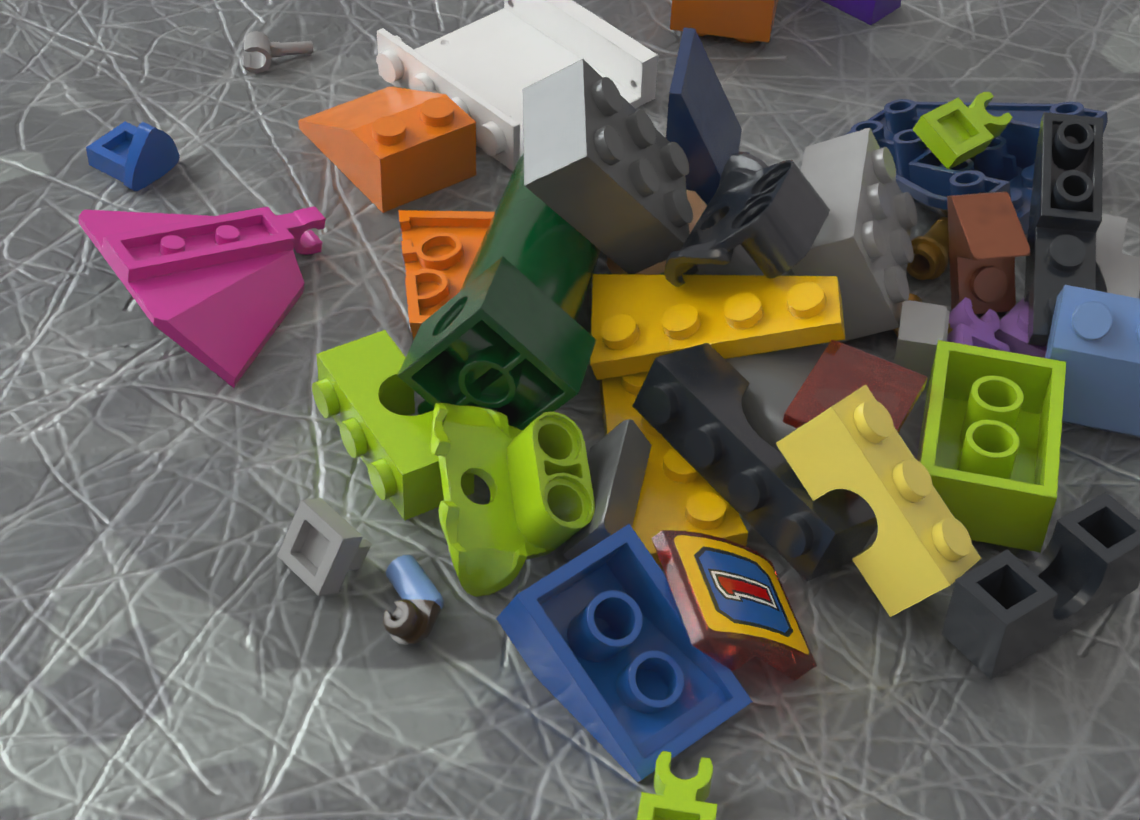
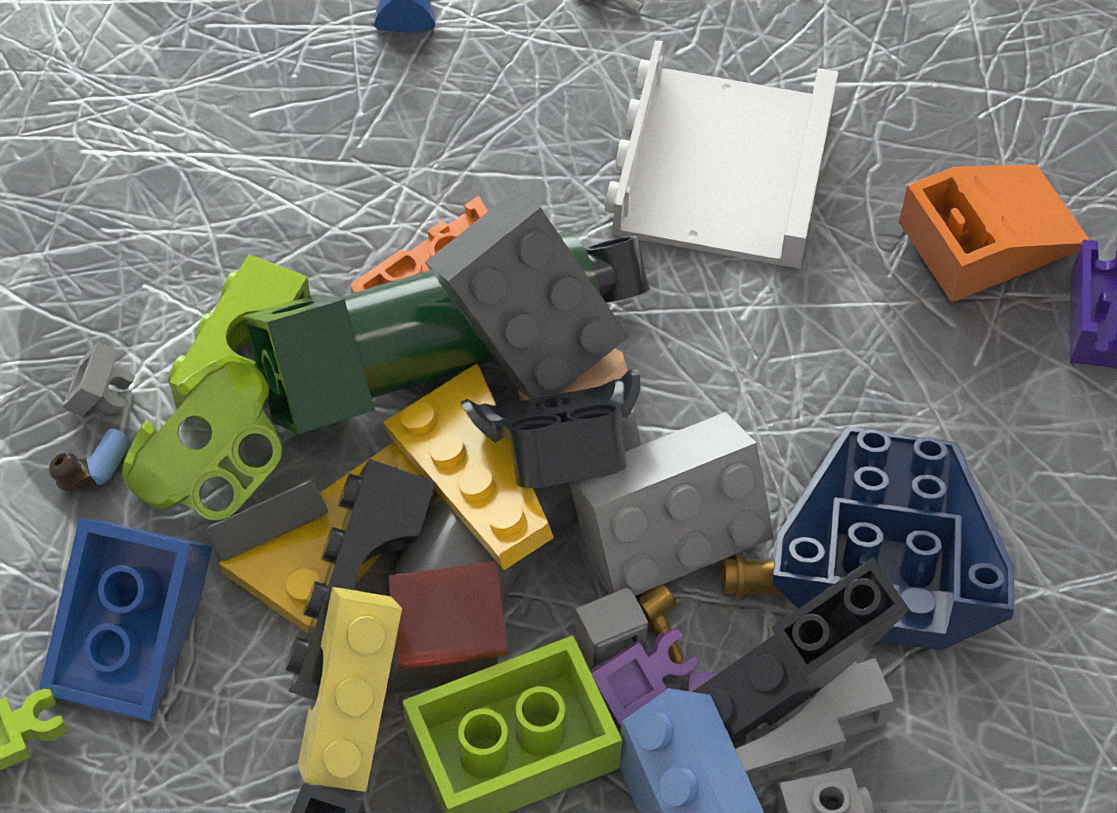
camera: 55 degrees right, 15 degrees up
(210, 279) = (300, 129): dark pink panel -> none
(397, 143) = (556, 138): orange slope -> none
(701, 117) = (690, 334): dark blue slope -> none
(732, 602) = (210, 653): slope -> none
(960, 131) = (889, 509): lime plate -> none
(983, 250) = (744, 608): copper slope -> none

